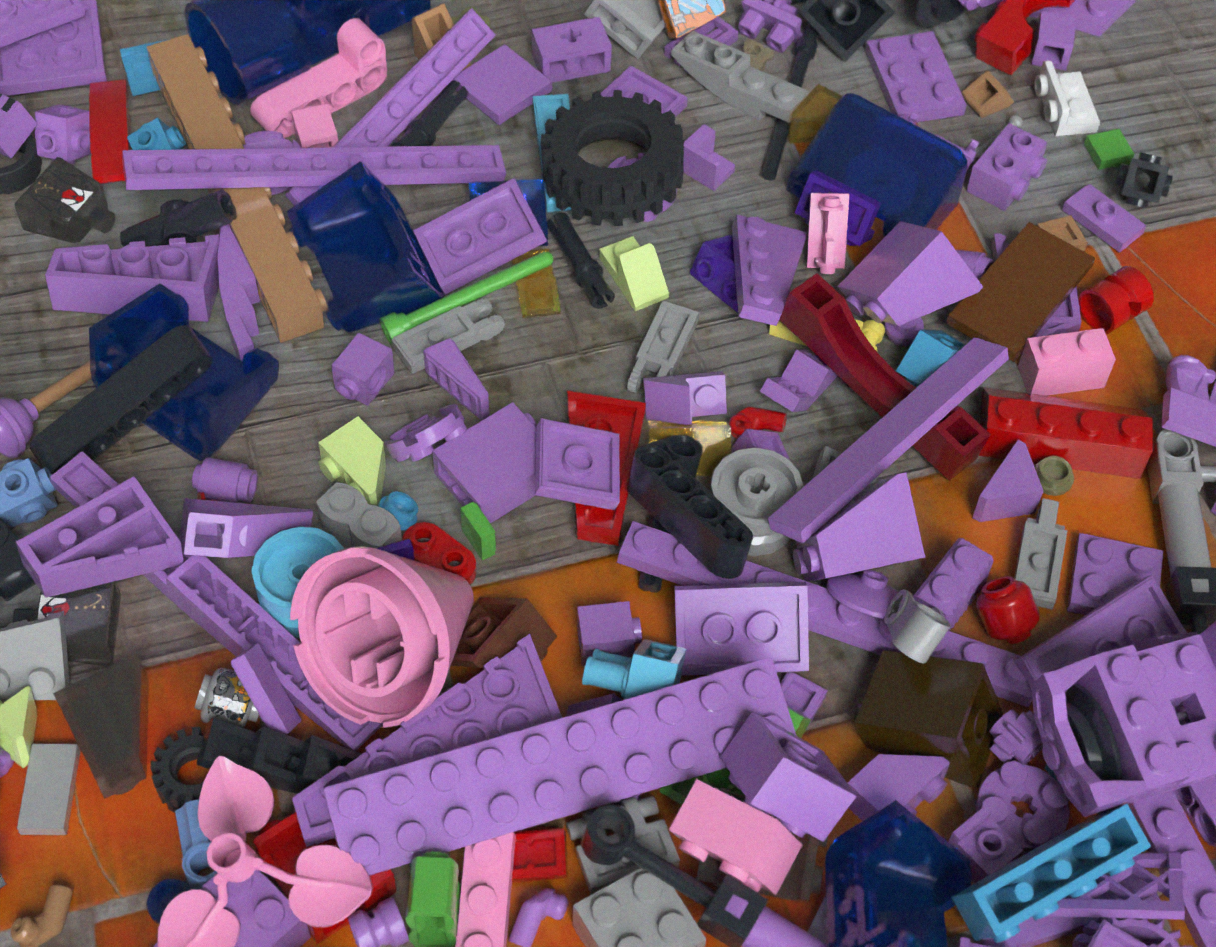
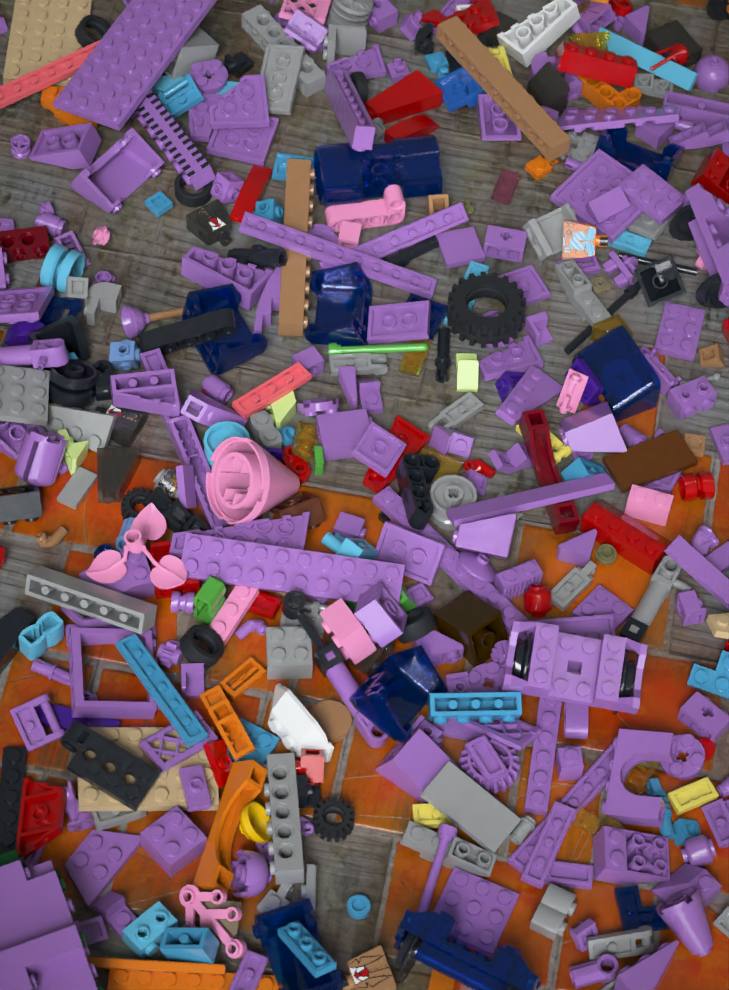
camera: 25 degrees right, 0 degrees up
(329, 442) = (271, 390): none -> coral tile
(433, 506) = (303, 441): none -> clear yellow slope
(499, 376) = (369, 395): none -> medium lavender slope
(699, 216) = (514, 359): none -> medium lavender wing
(862, 752) = (418, 624): none -> black tyre
(915, 626) = (482, 584): light grey piece -> none

